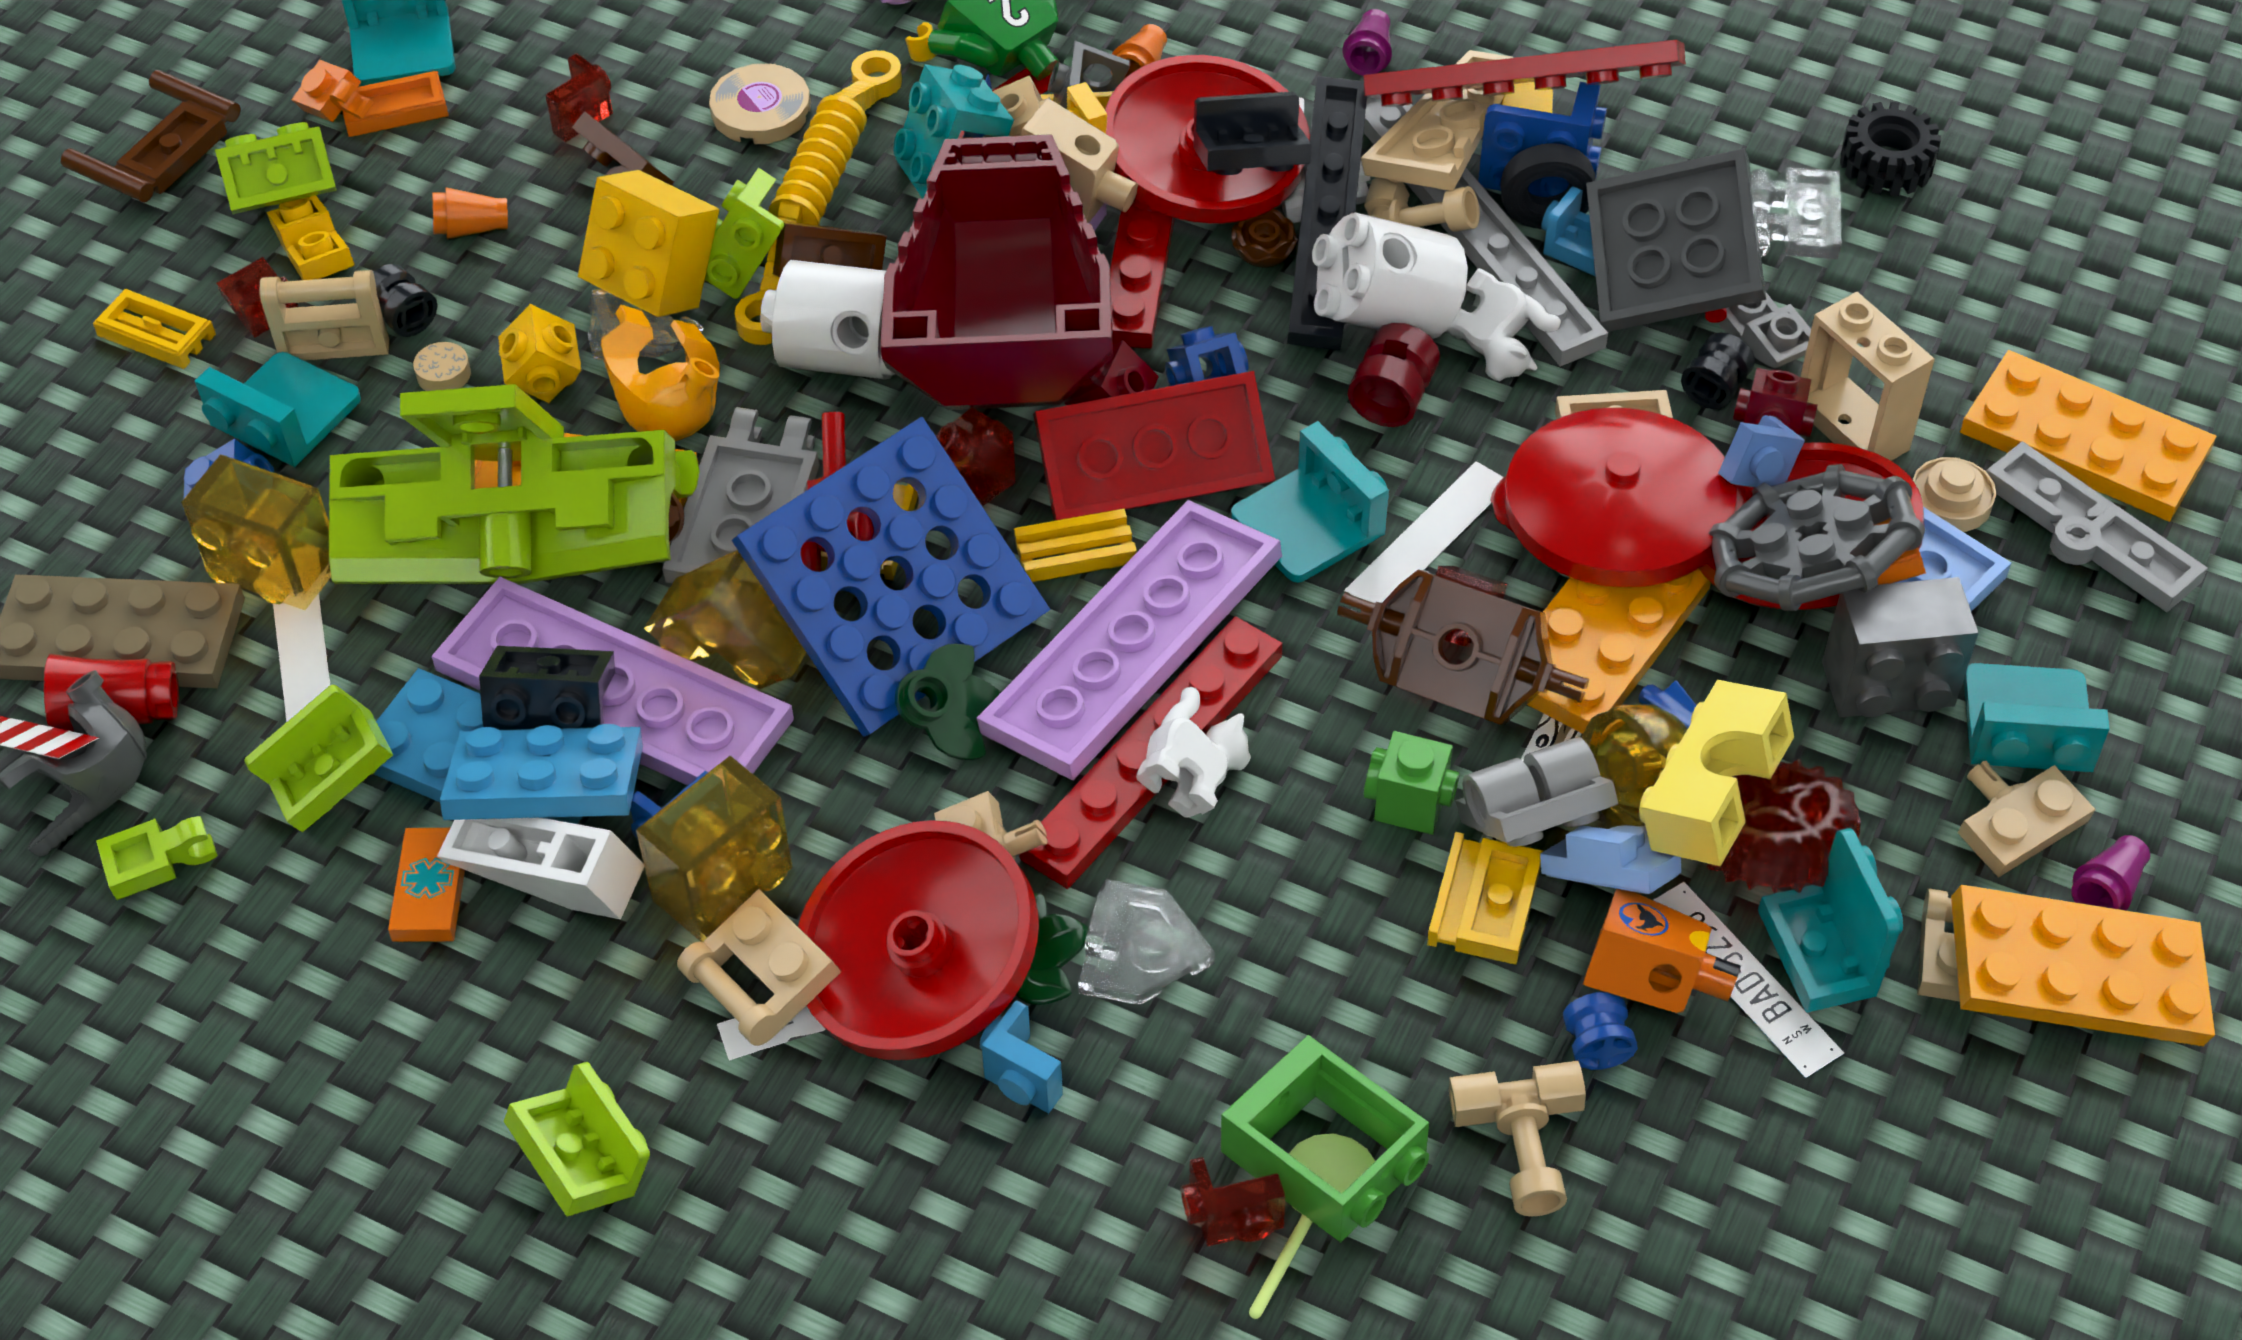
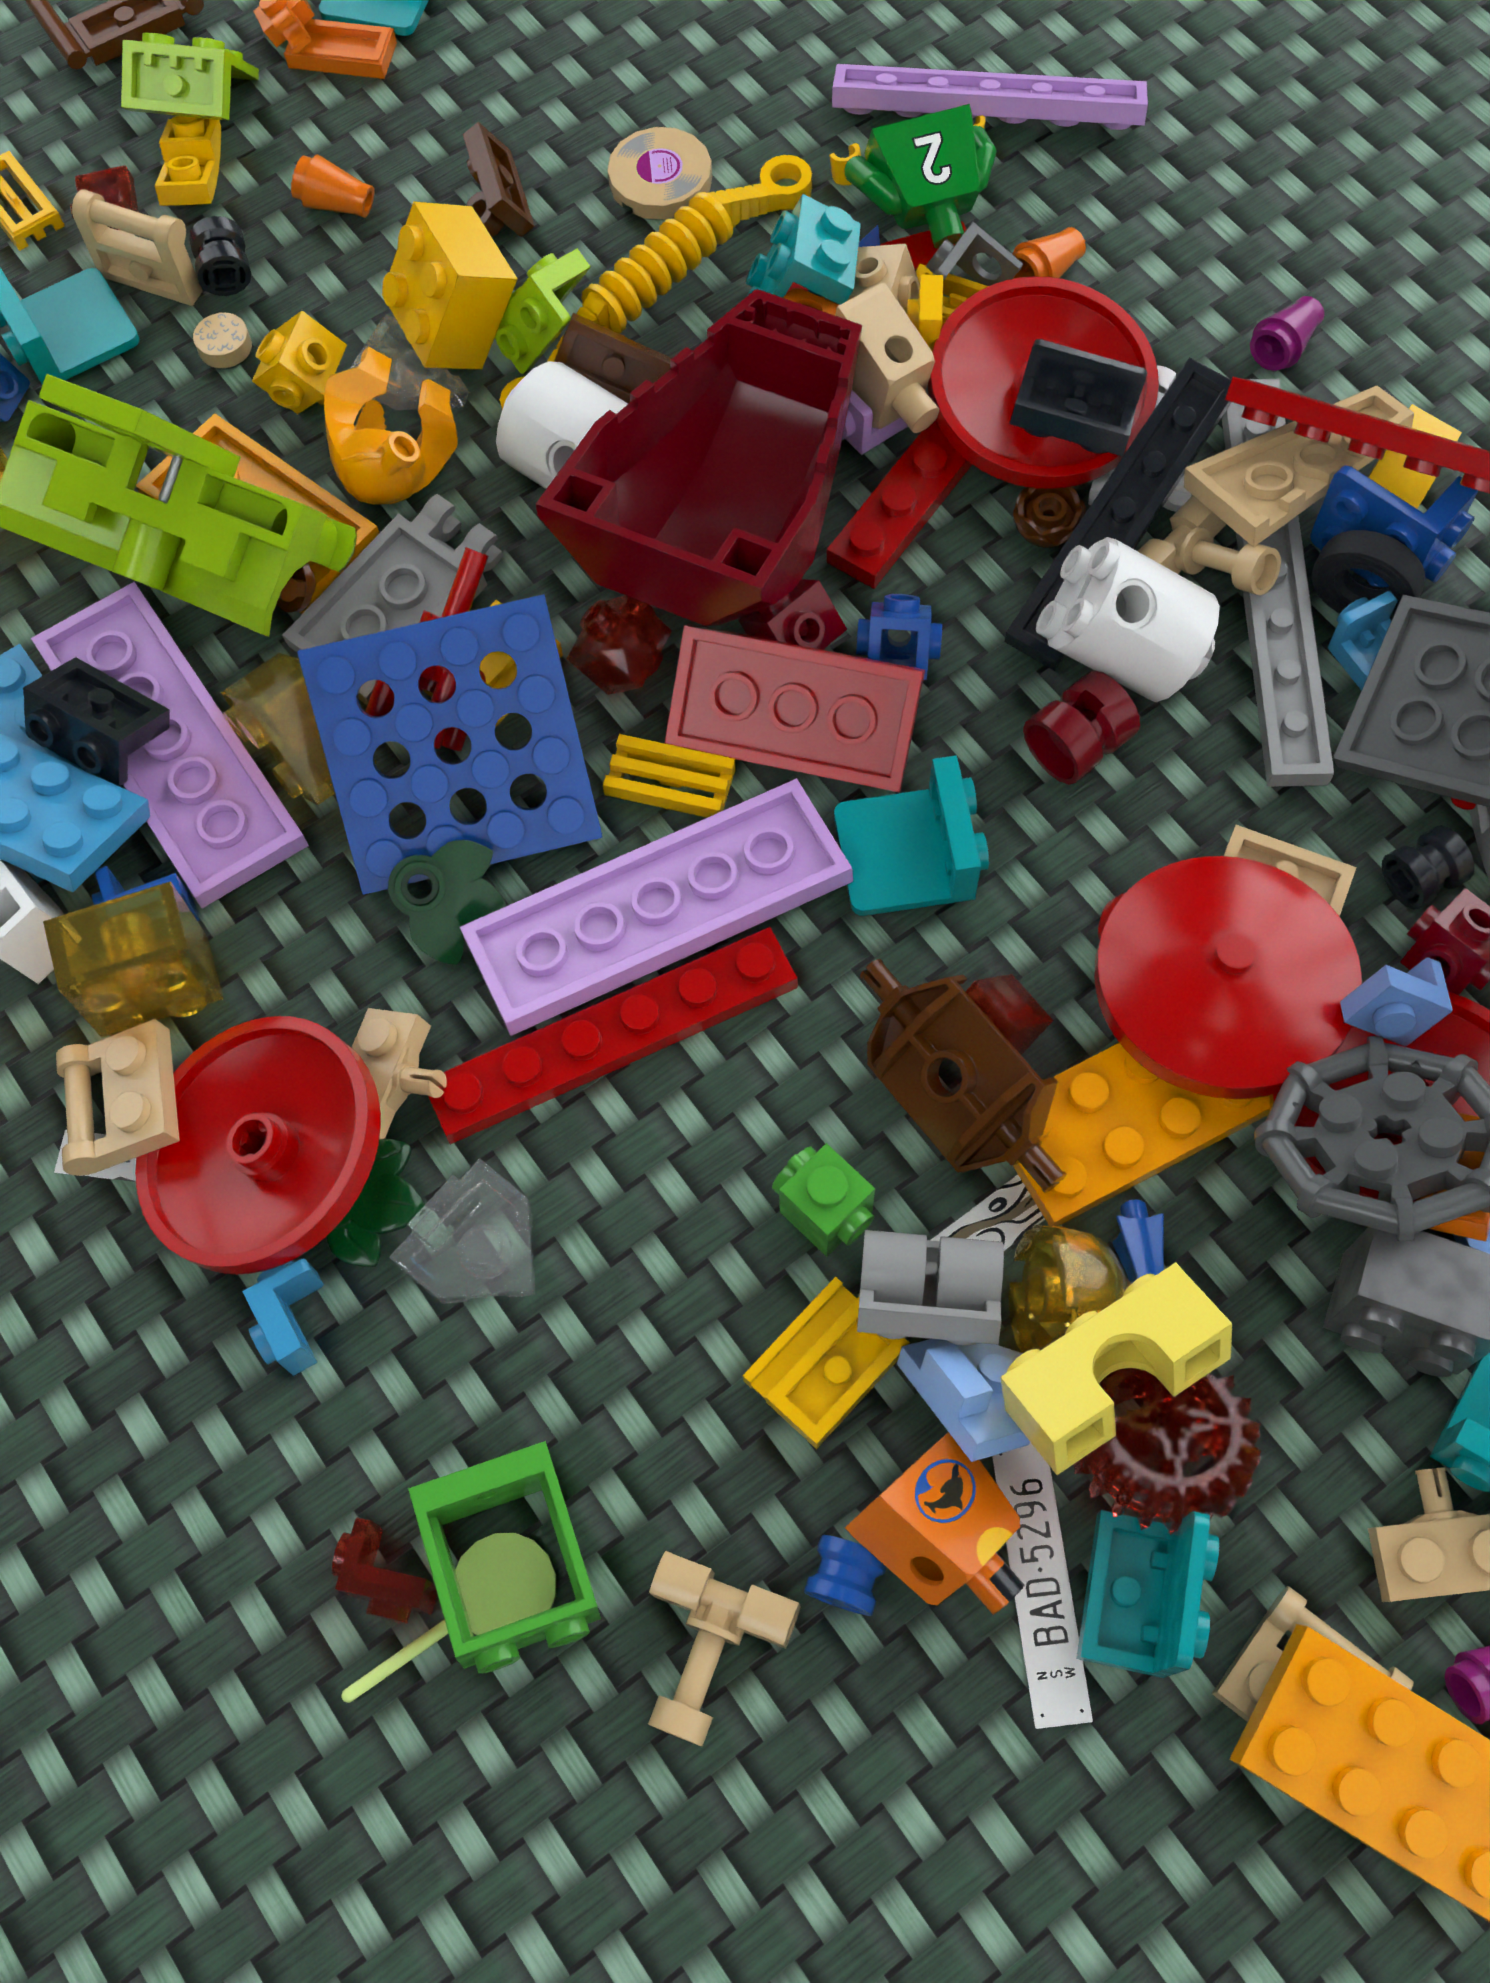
camera: 30 degrees right, 15 degrees up
(585, 92) = (497, 103): clear red bracket -> none
(1194, 760) = (631, 1075): white animal -> none
(1428, 534) = (1016, 920): white sticker -> none
(1498, 317) = (1222, 710): white animal -> none

